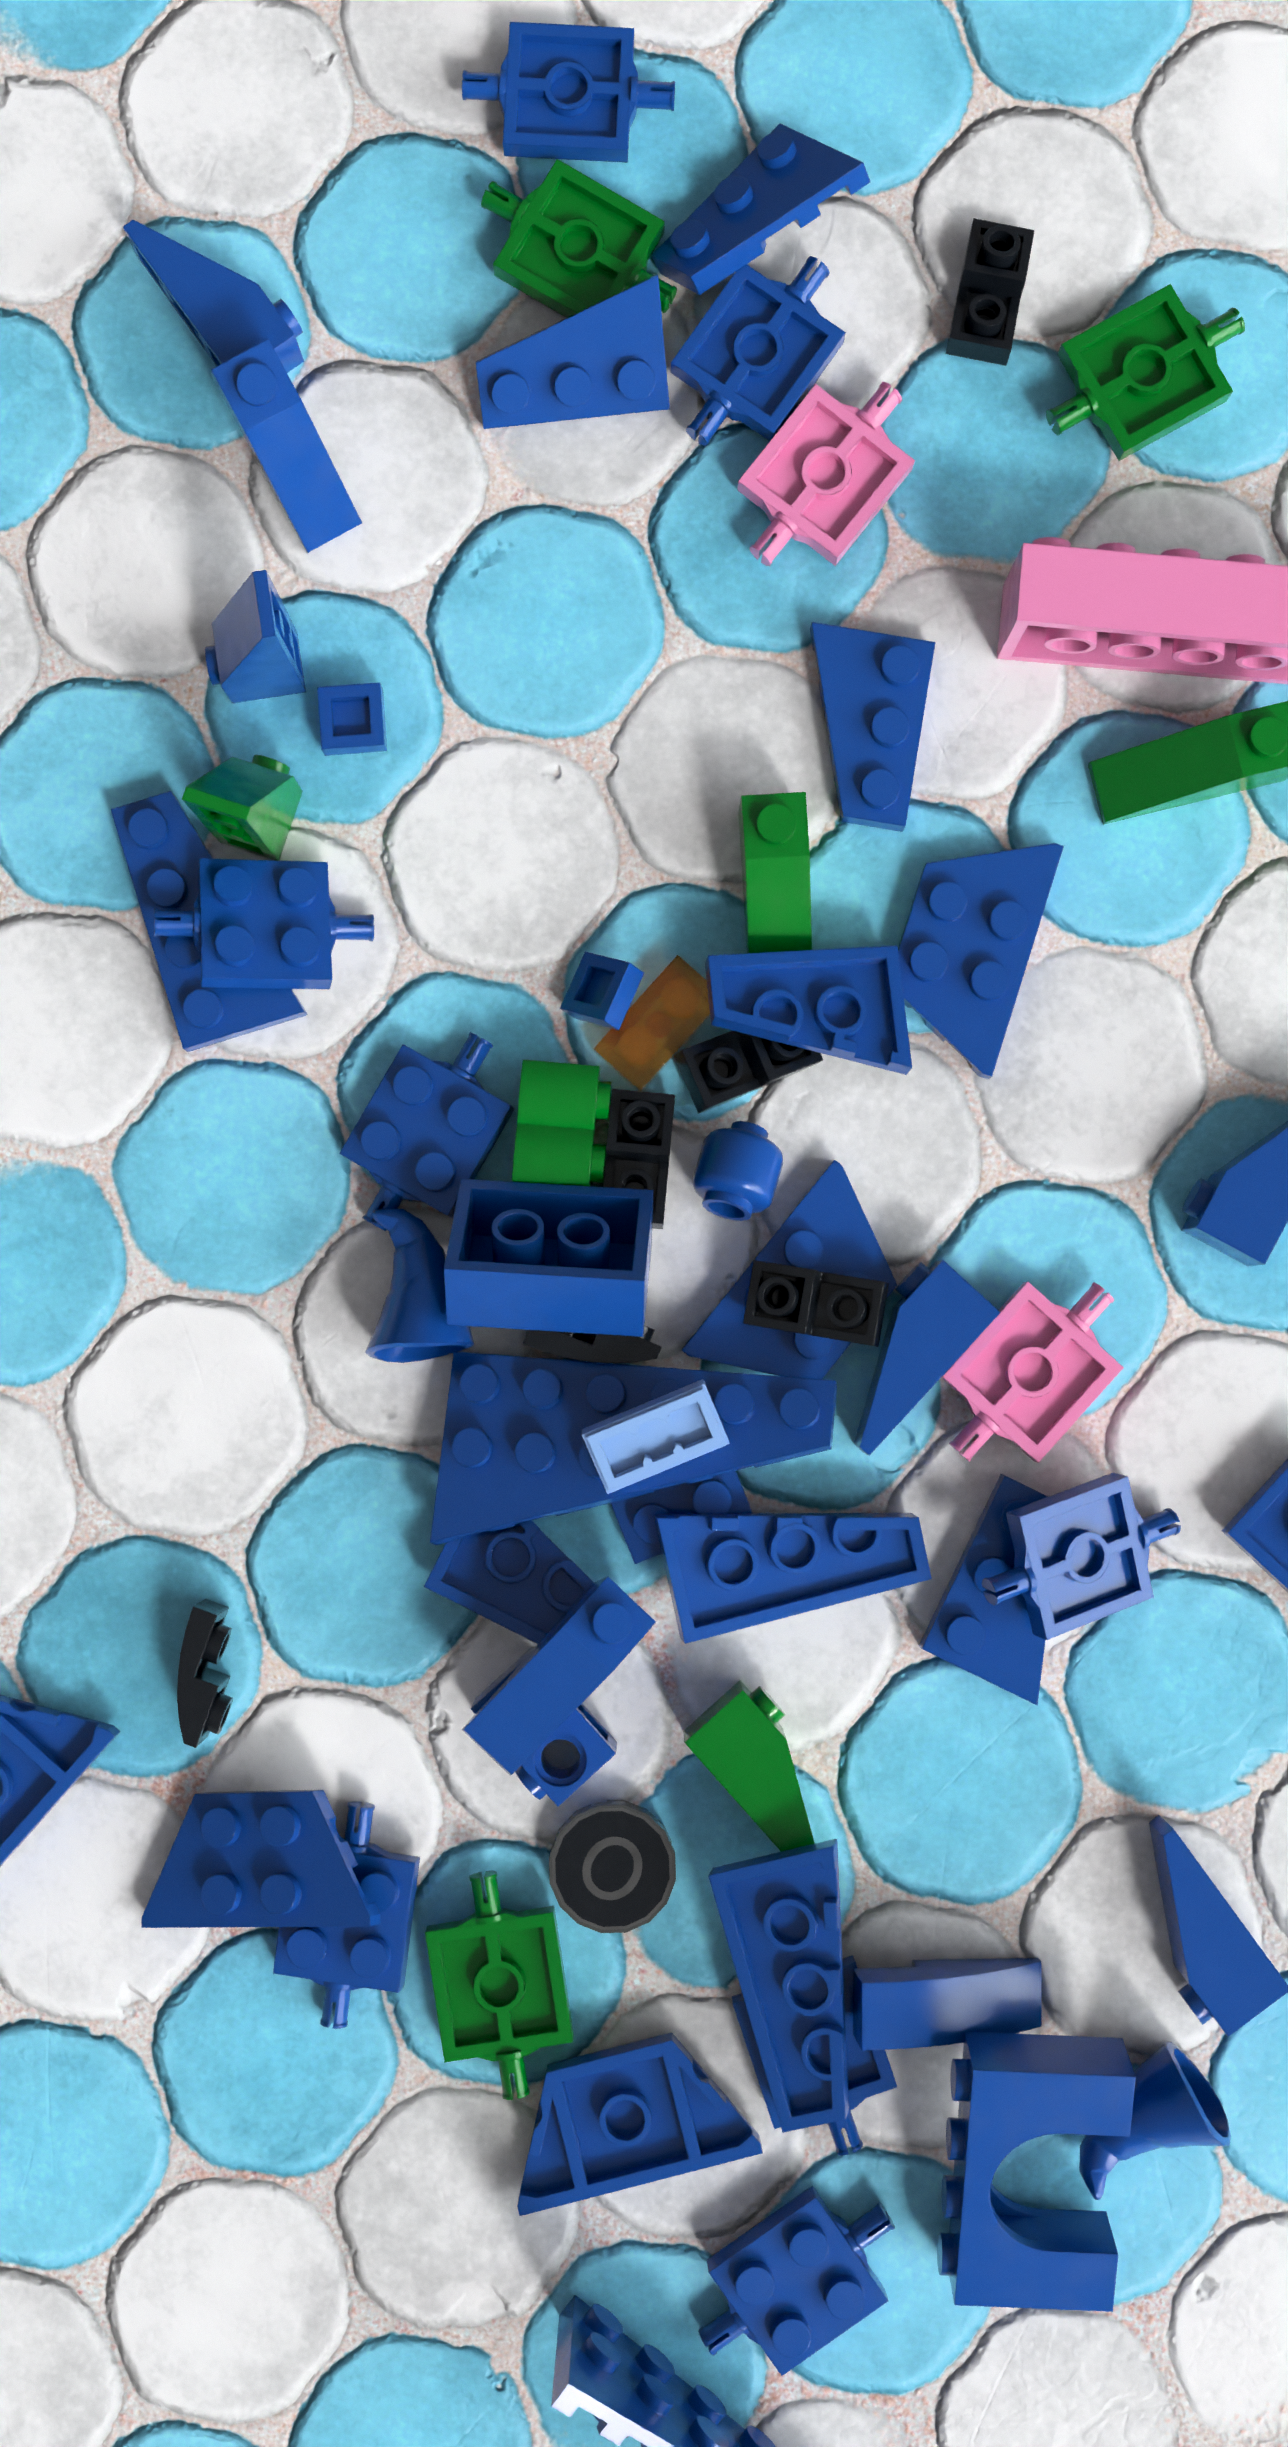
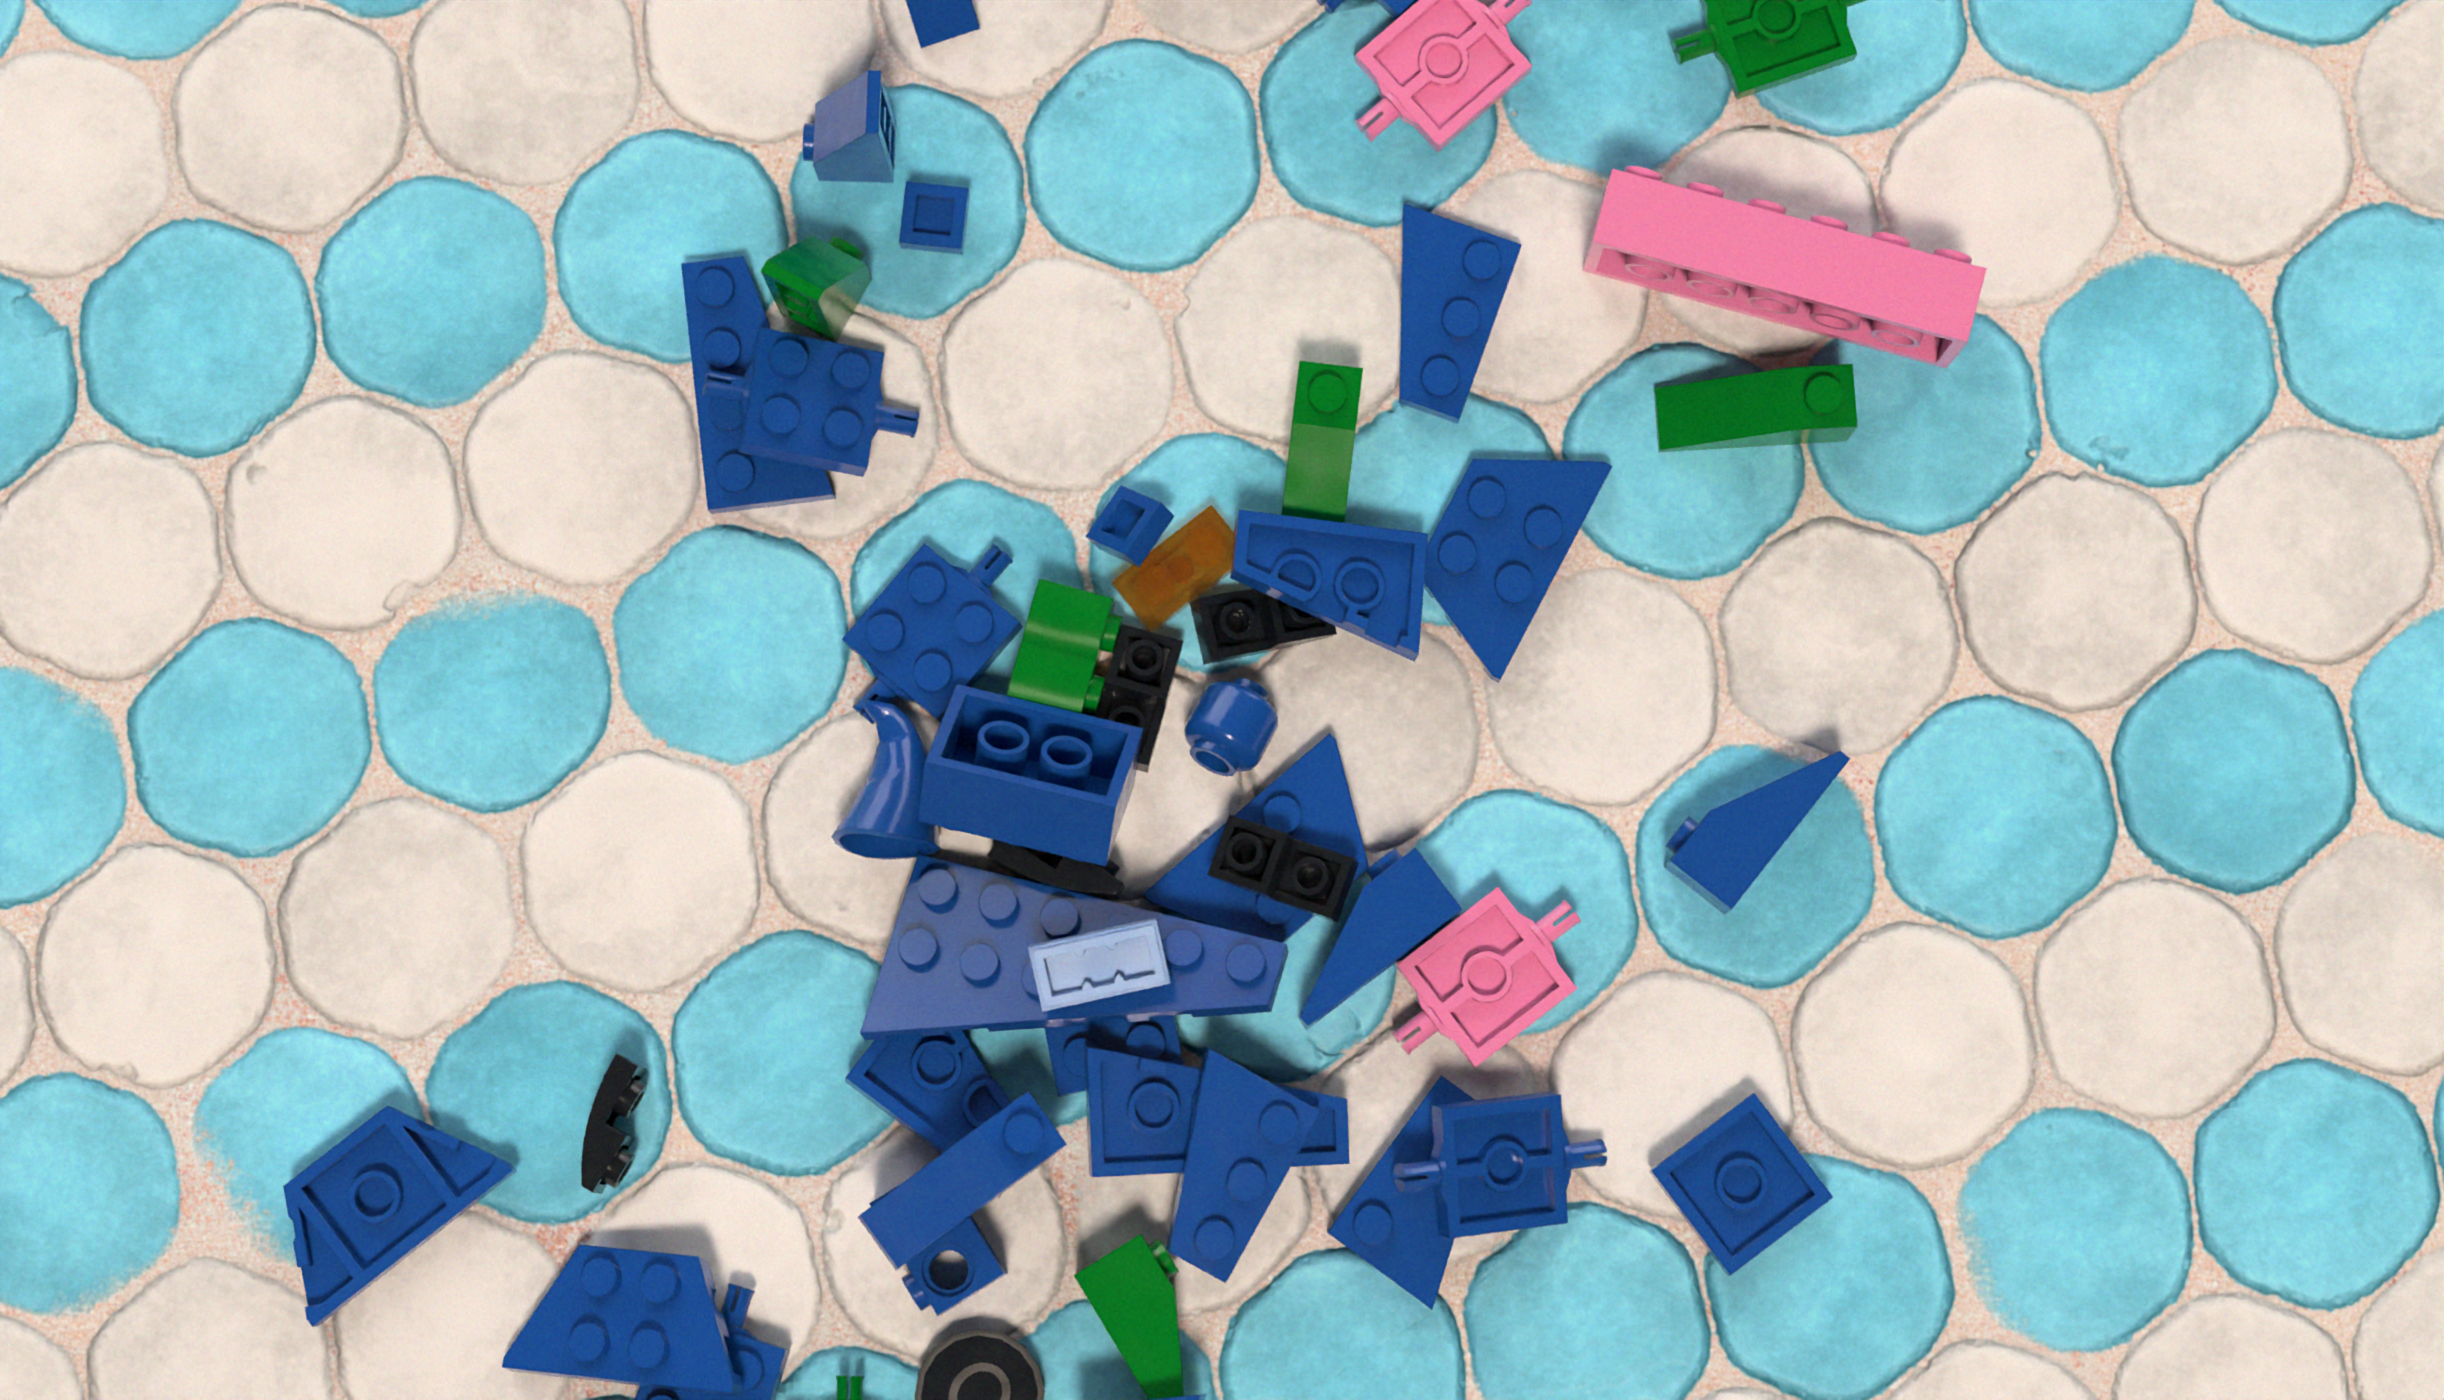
camera: 10 degrees right, 5 degrees down
(824, 1598) = (1234, 1163): none -> blue wing

